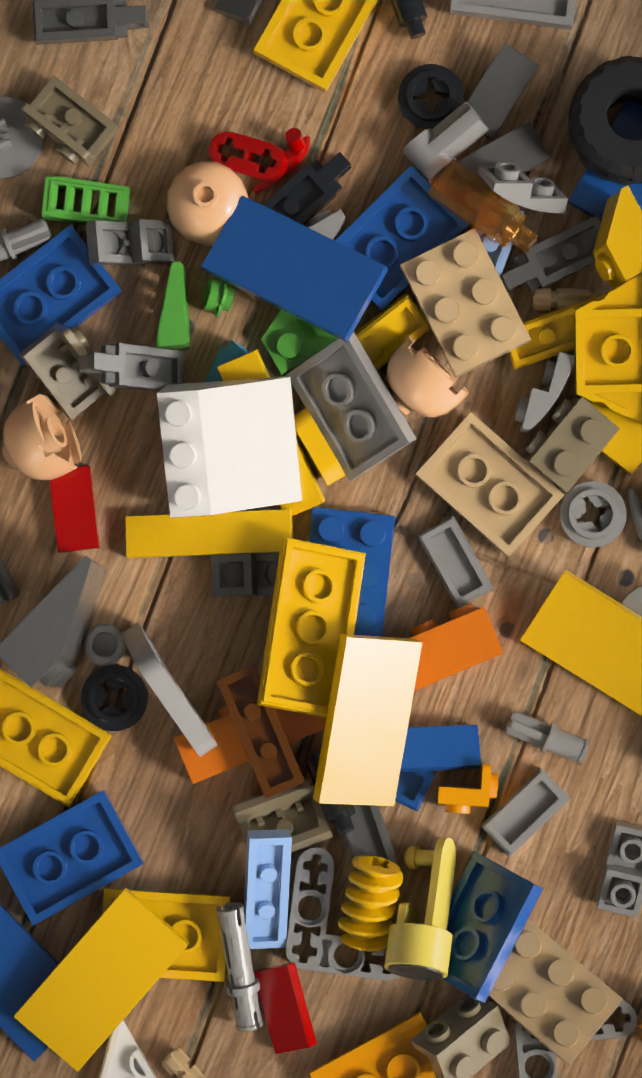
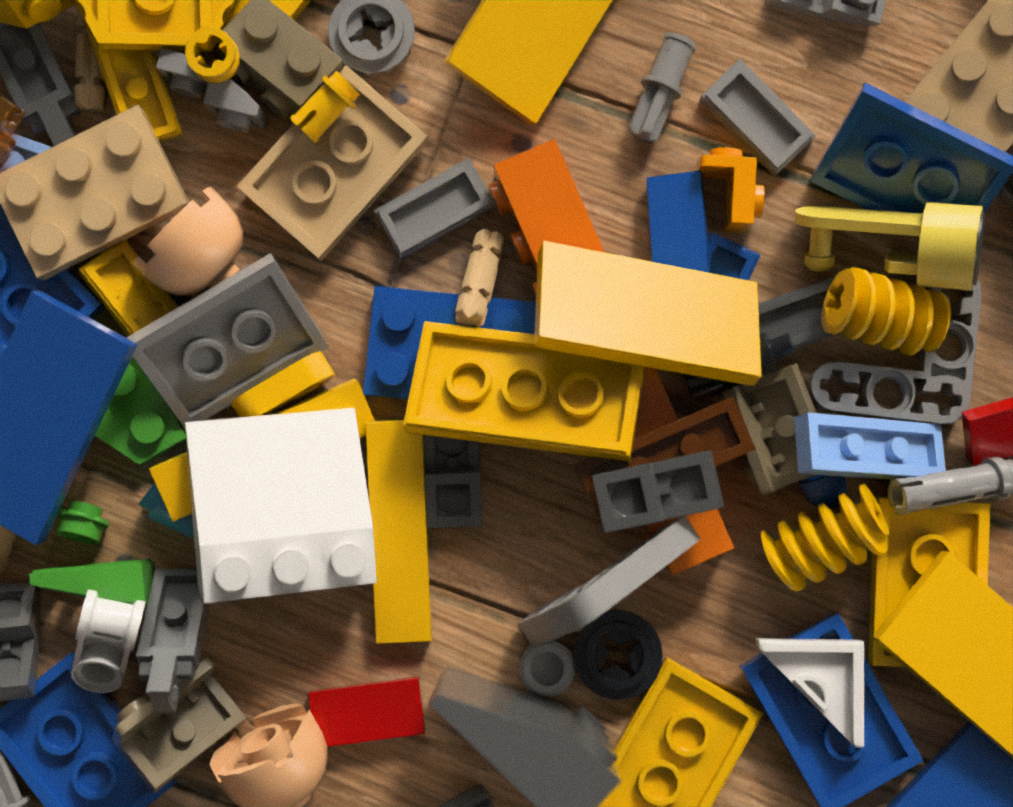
camera: 90 degrees left, 0 degrees up
(97, 853) = (827, 675): none -> white tile
(129, 318) = (104, 643): none -> white piece
(195, 855) = (827, 541): none -> yellow piece
(234, 724) = (658, 491): none -> dark grey slope
(235, 856) = (824, 489): none -> blue hinge
(399, 595) = (479, 278): none -> tan axle
(530, 481) = (325, 106): none -> yellow pin
(578, 390) = (204, 40): none -> yellow bush

